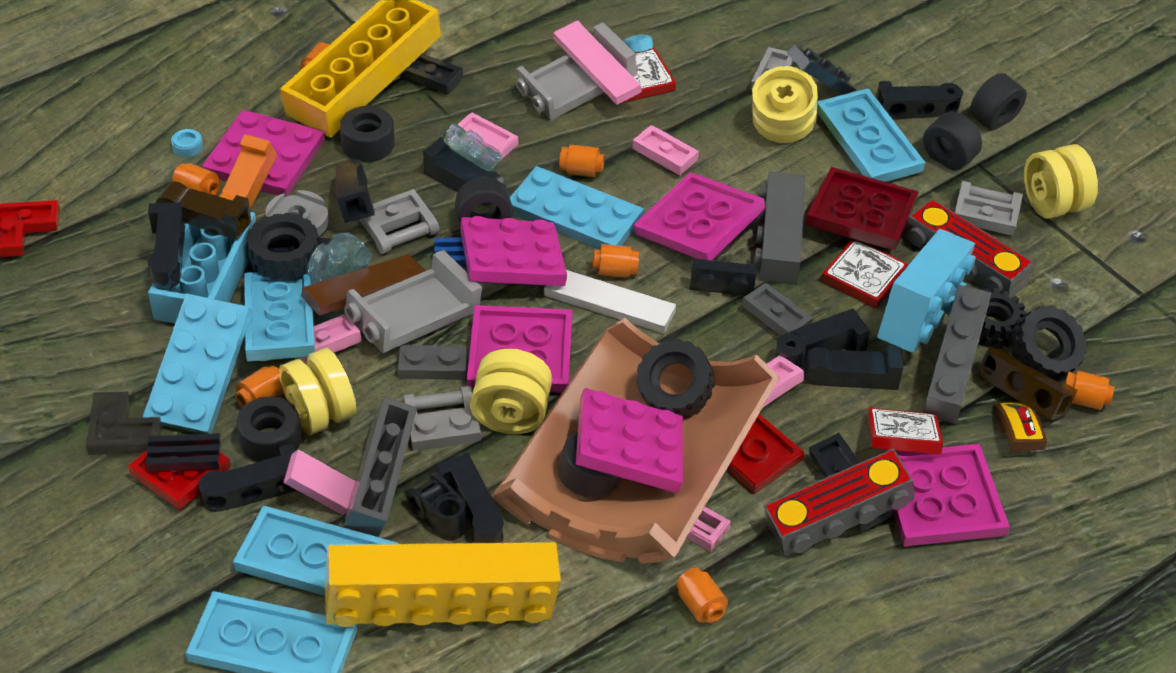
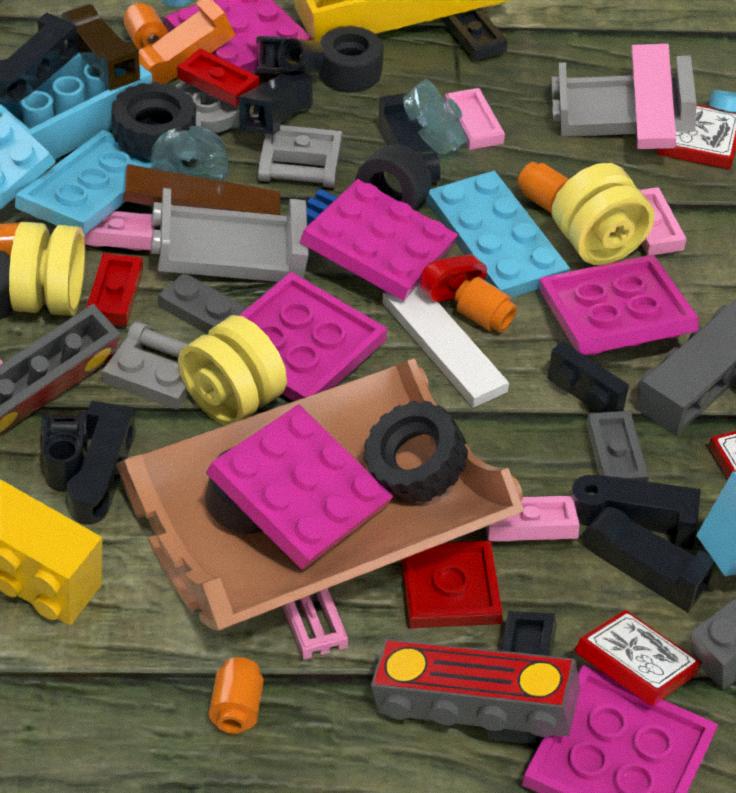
camera: 35 degrees right, 0 degrees up
(297, 192) = (216, 76): none -> red plate
(321, 154) = (283, 55): none -> black piece
(365, 381) = (116, 286): none -> red plate
(581, 255) = (444, 277): none -> red plate
(642, 160) = (603, 214): none -> light yellow wheel

